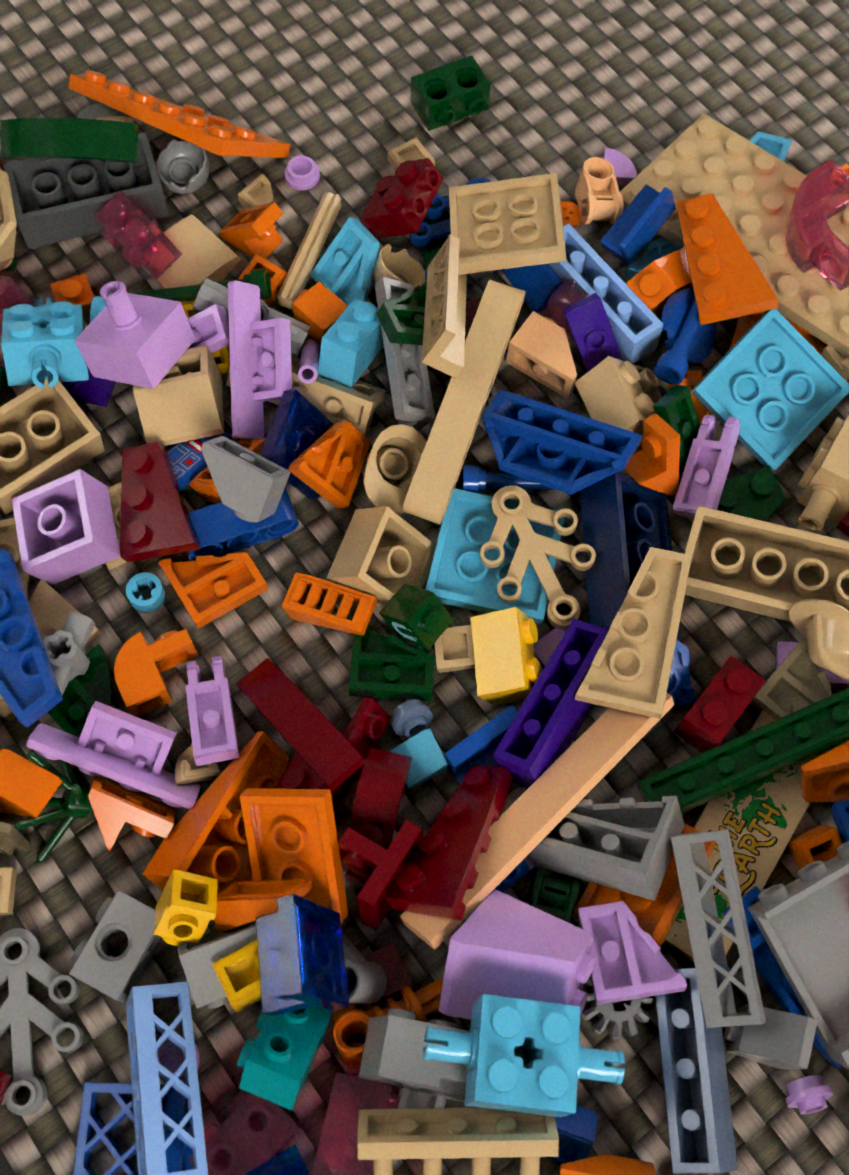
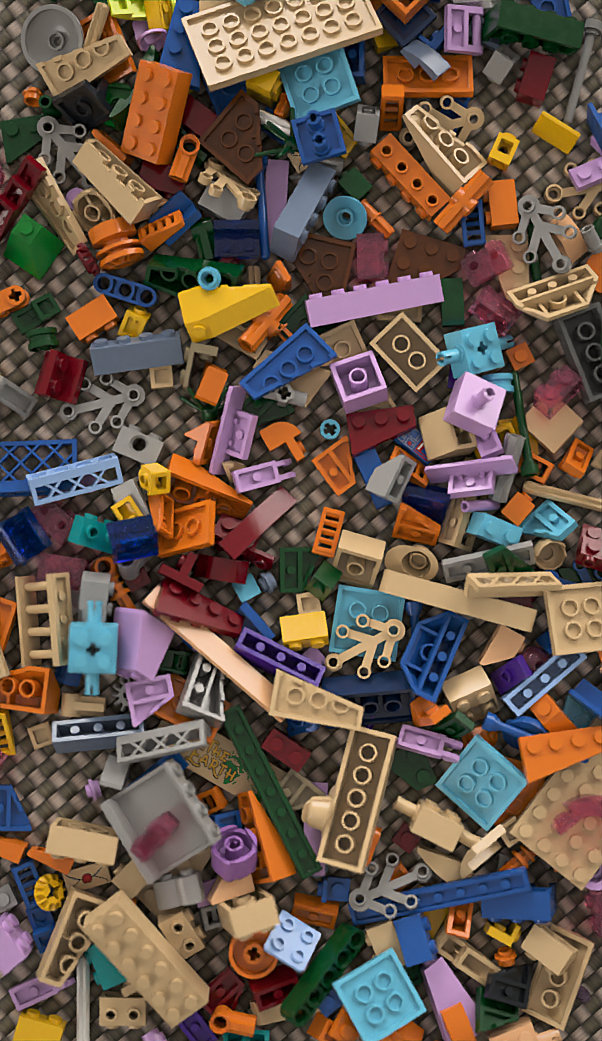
camera: 85 degrees right, 20 degrees up
(635, 1118) = (77, 704): none -> tan piece

